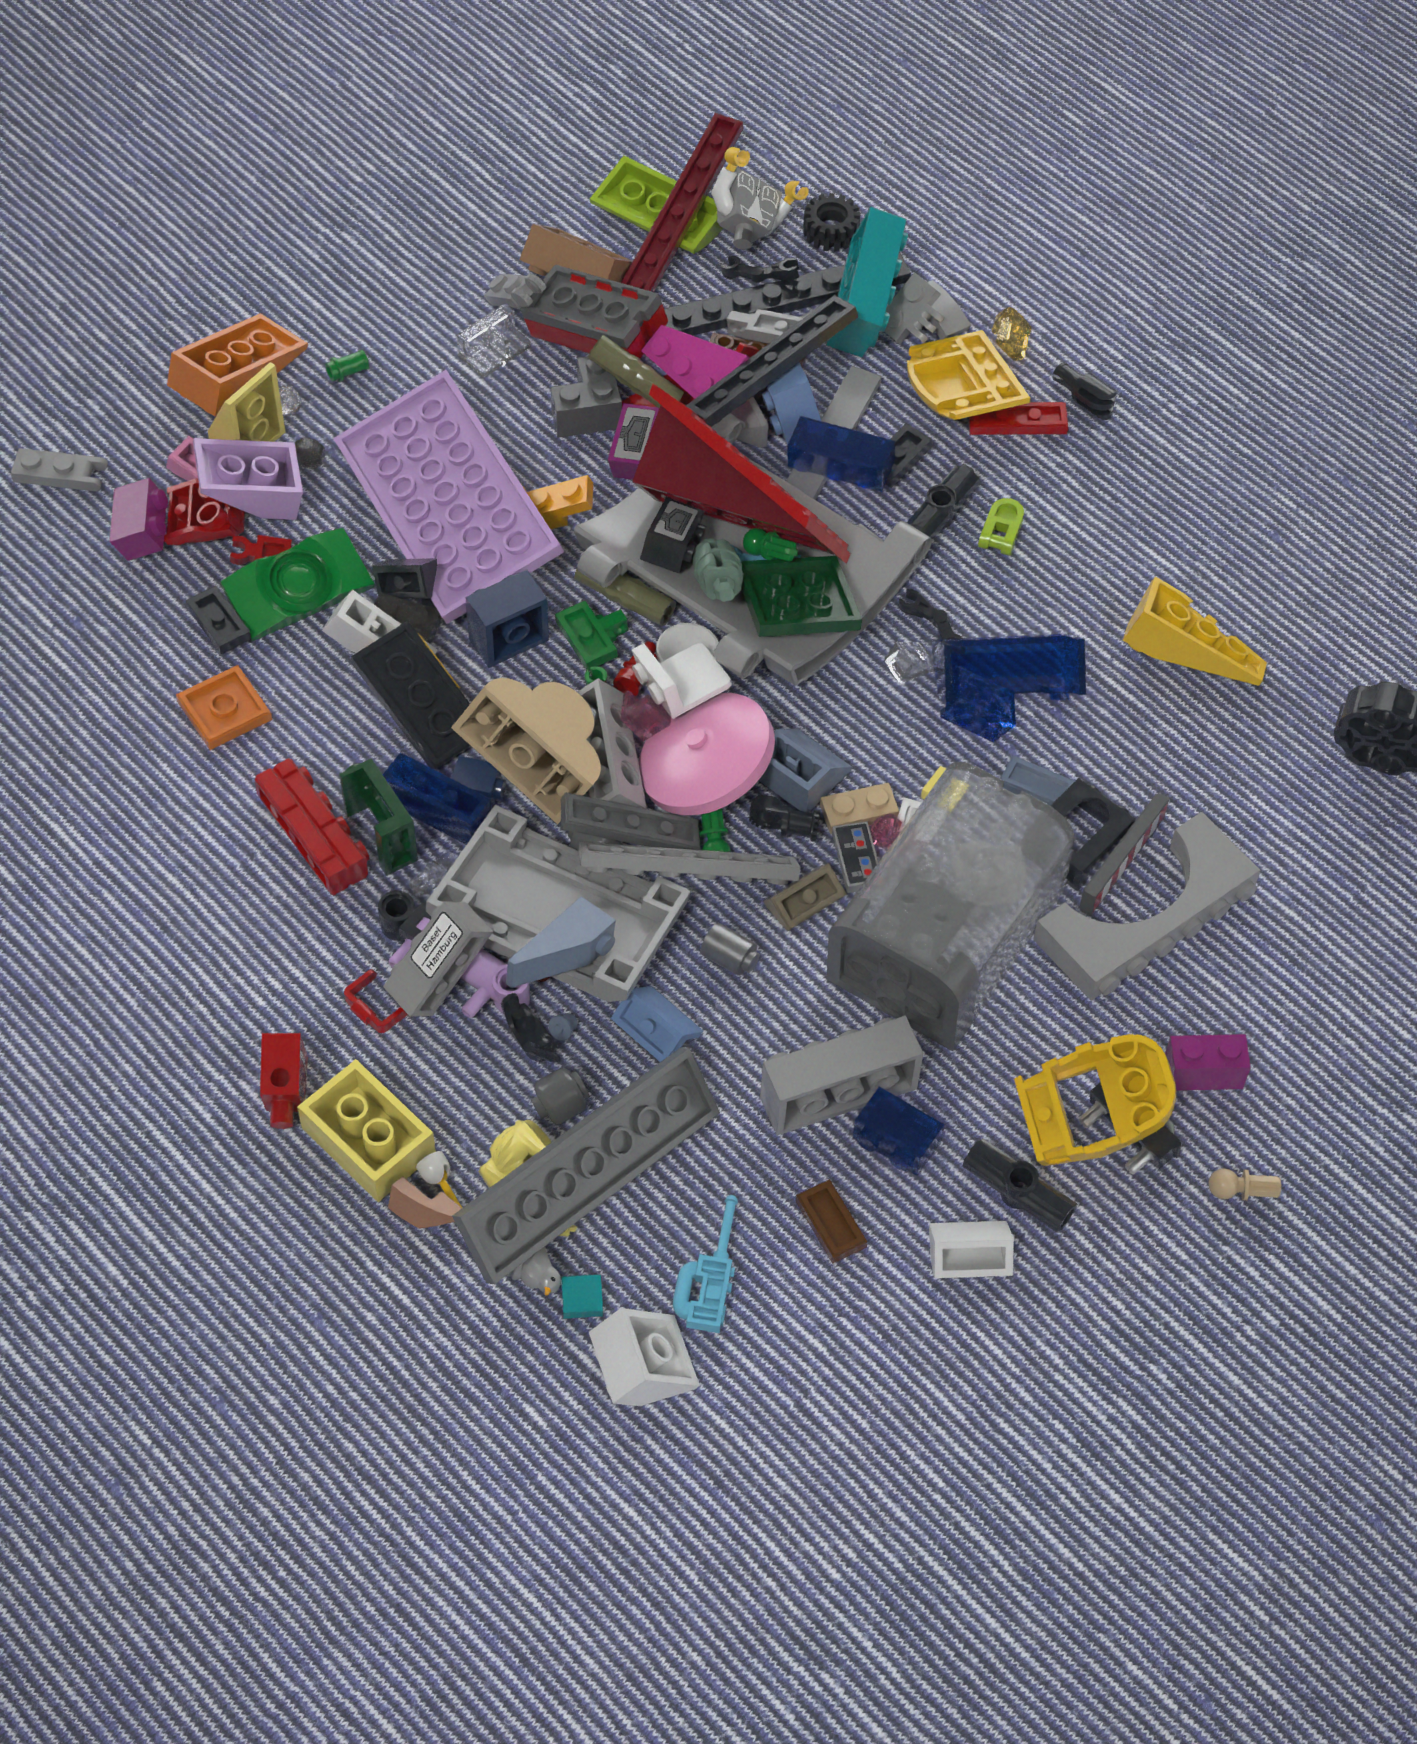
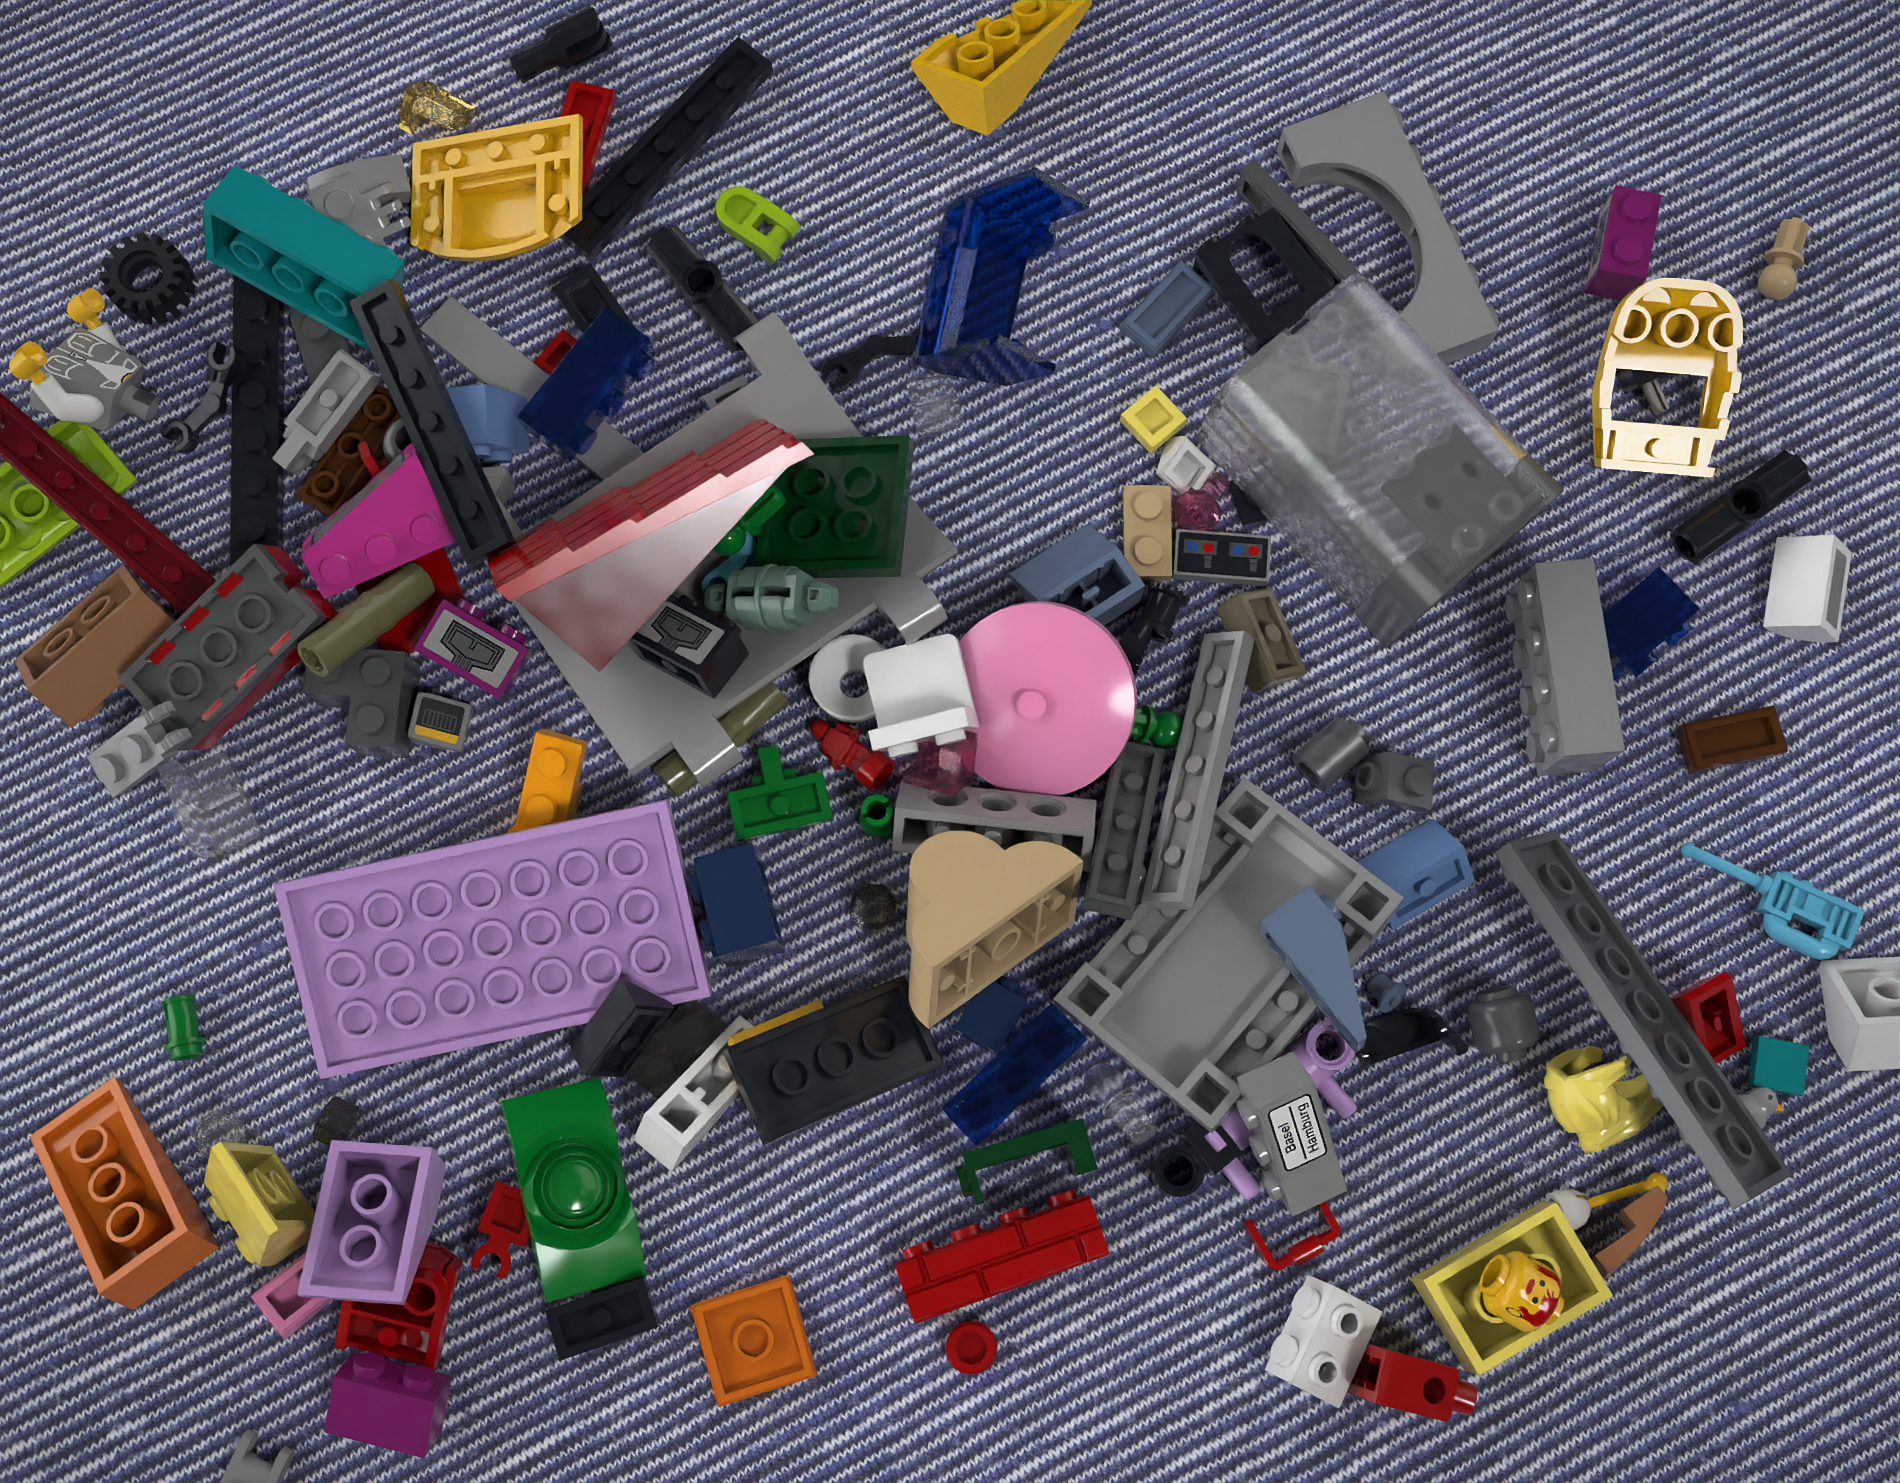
camera: 70 degrees left, 20 degrees up
(247, 828) = (971, 1347): none -> red tile
(302, 1017) = (1323, 1340): none -> white brick
(361, 1106) = (1521, 1291): none -> yellow head
(585, 442) = (439, 722): none -> slope
(603, 1232) = (1713, 1014): none -> red slope
(722, 997) = (1395, 781): none -> dark grey bracket
(980, 705) = (1056, 331): clear blue bracket -> none
(1037, 464) = (667, 146): none -> black plate

